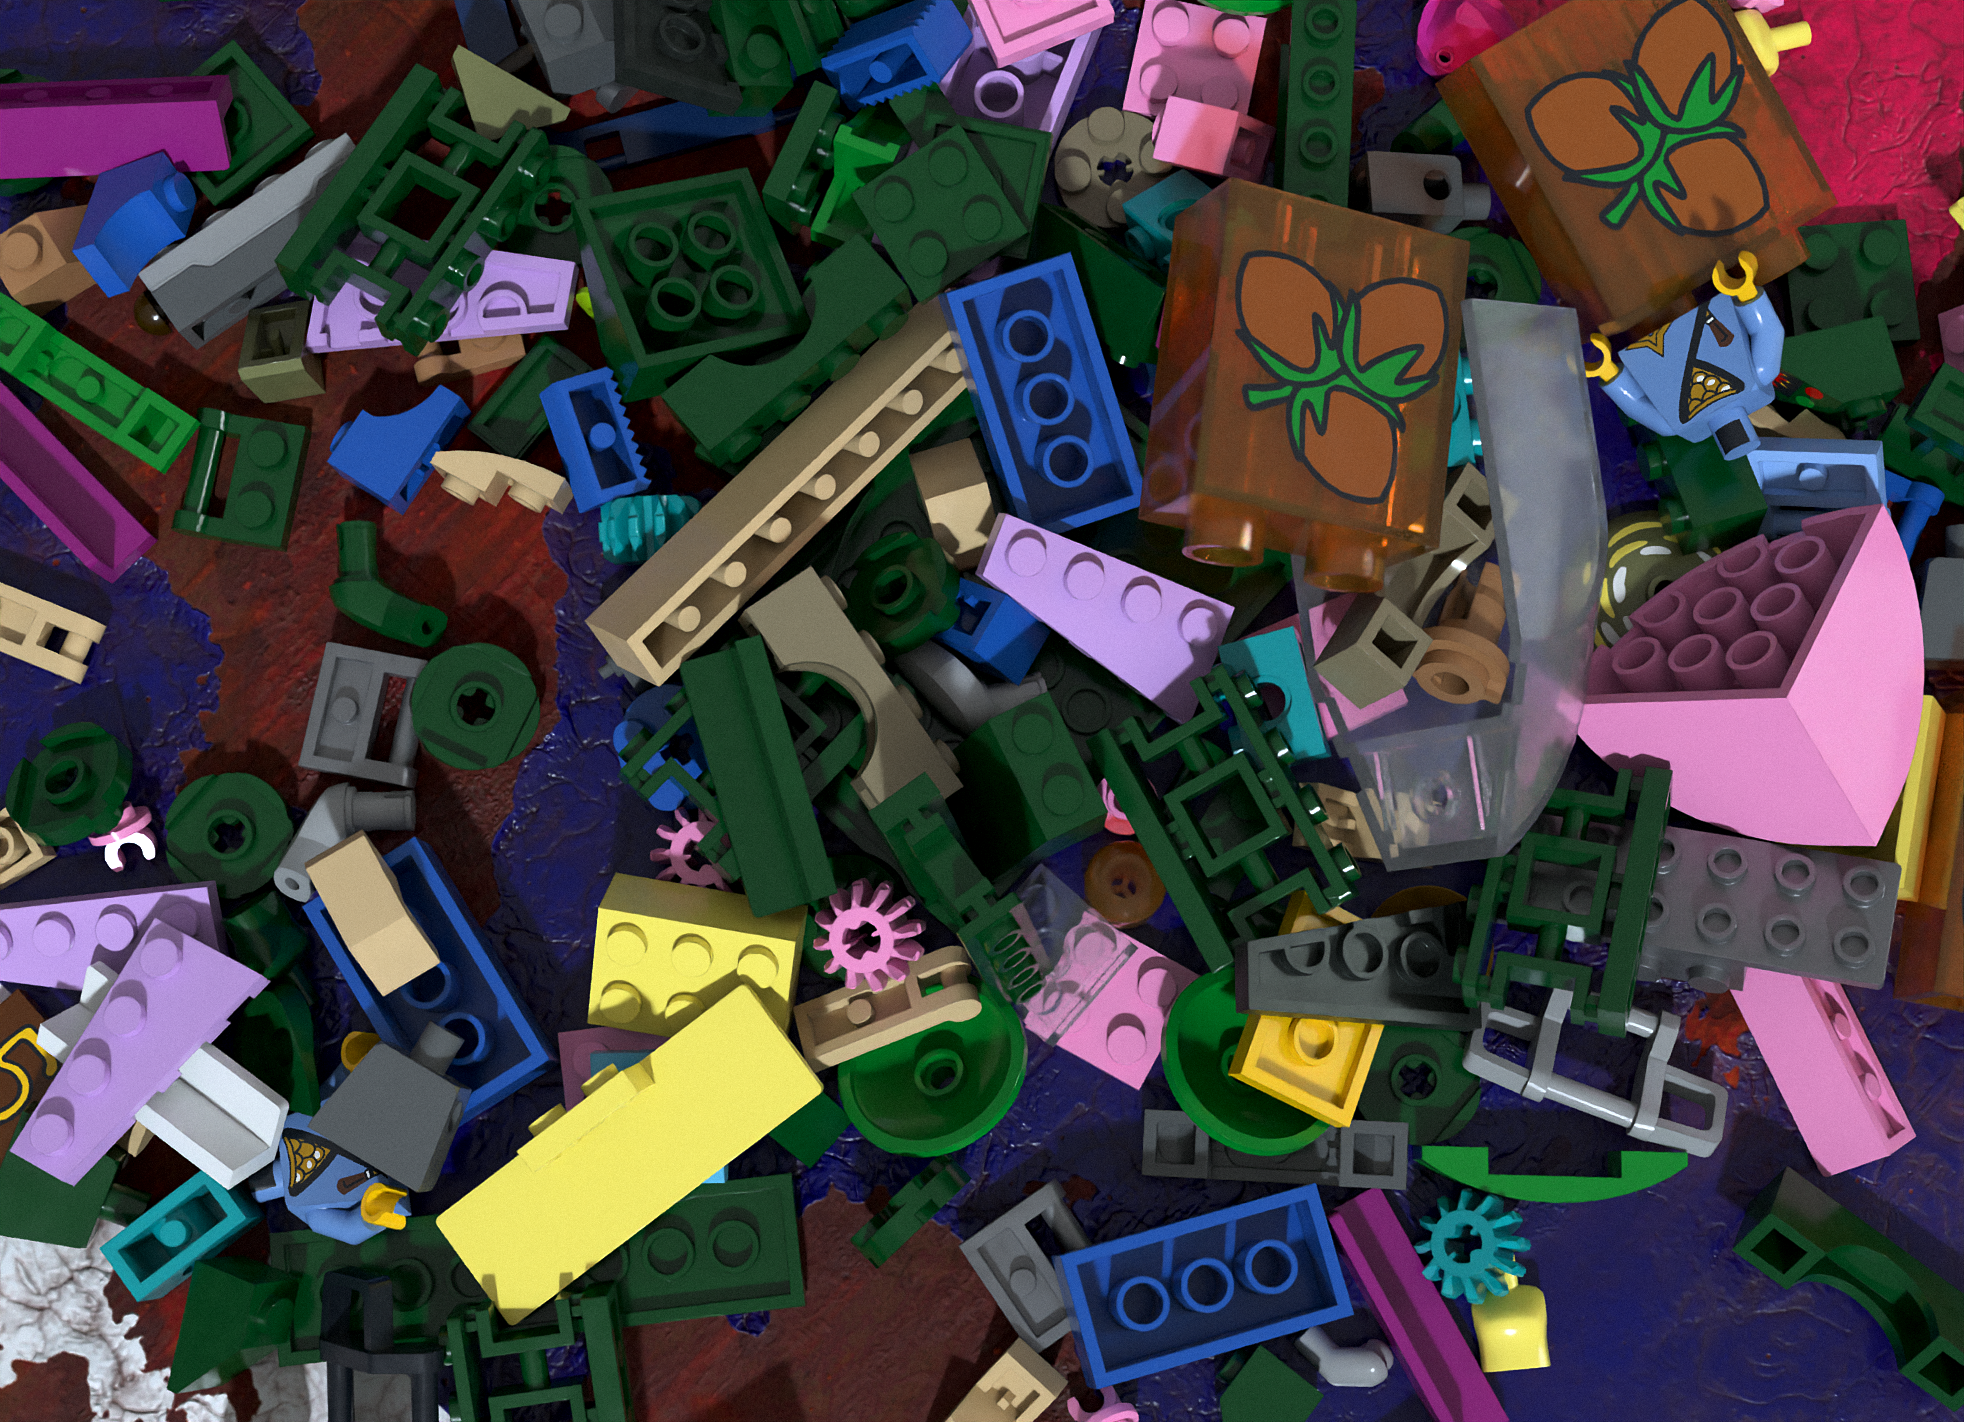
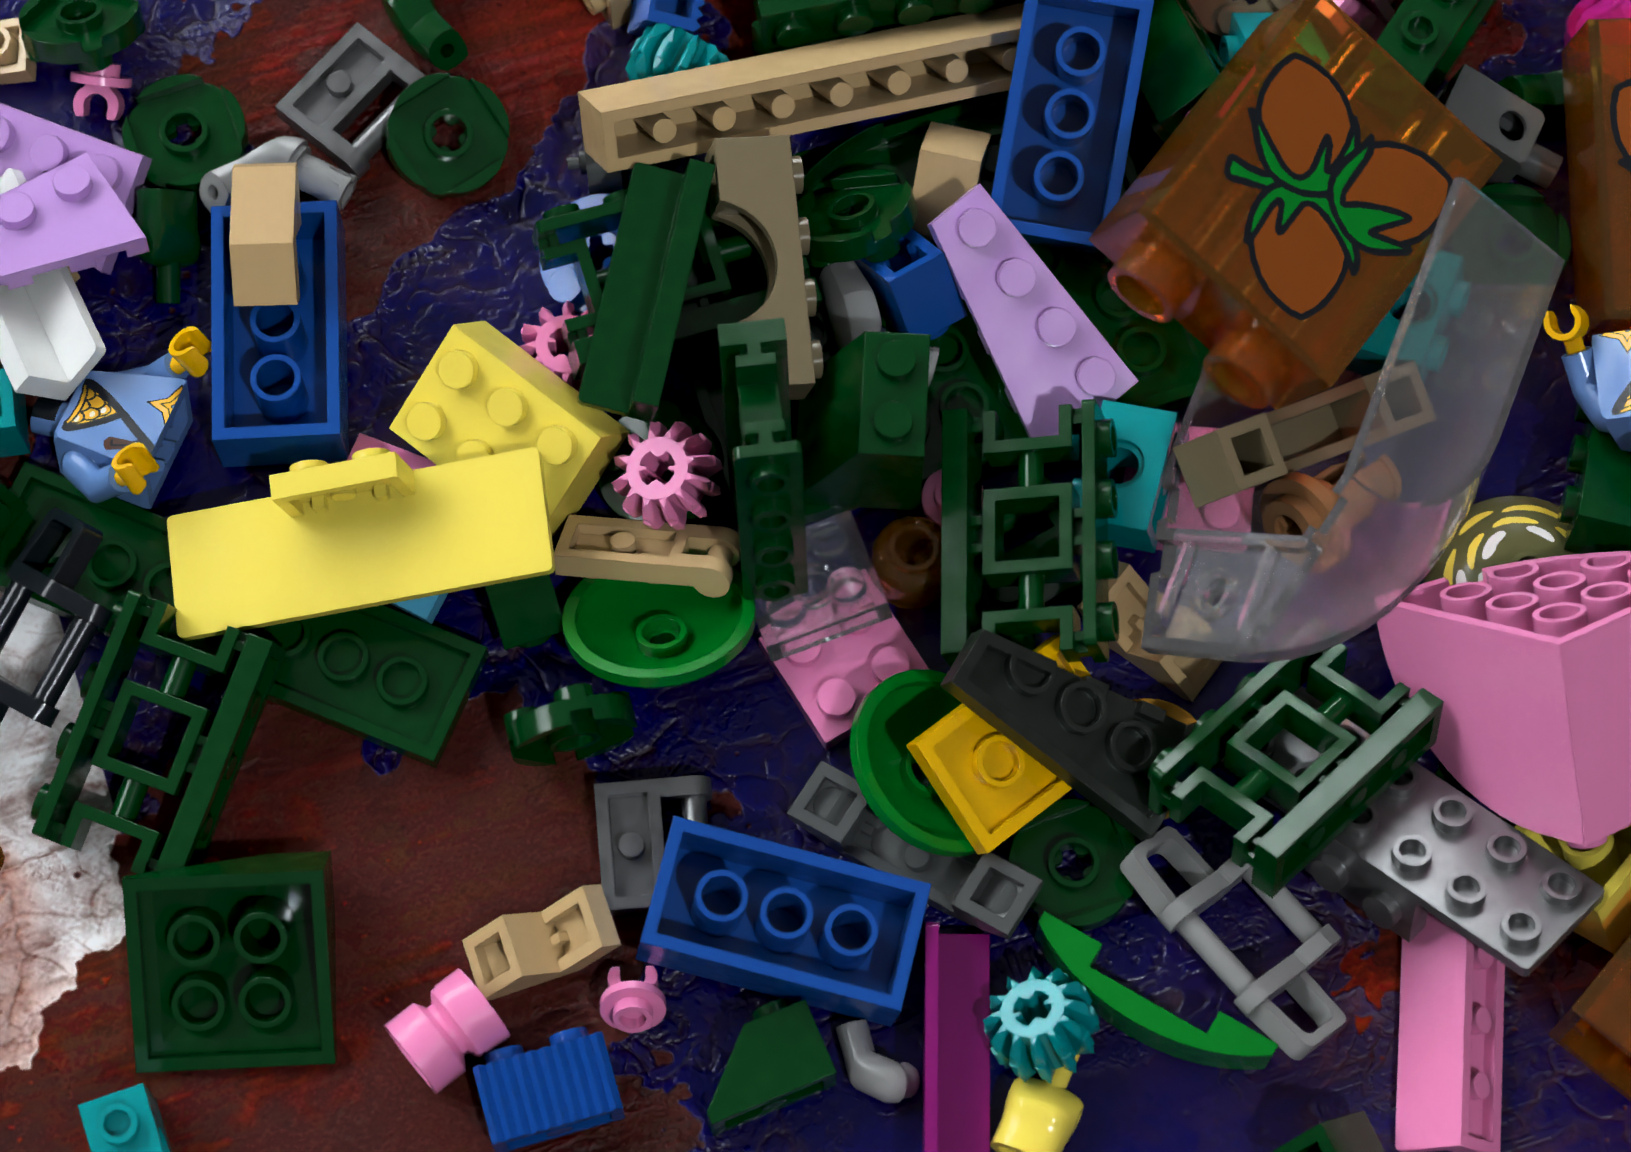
camera: 25 degrees right, 10 degrees down
(281, 1046) = (129, 314): dark green piece -> none
(400, 1108) = (195, 397): dark grey torso -> none

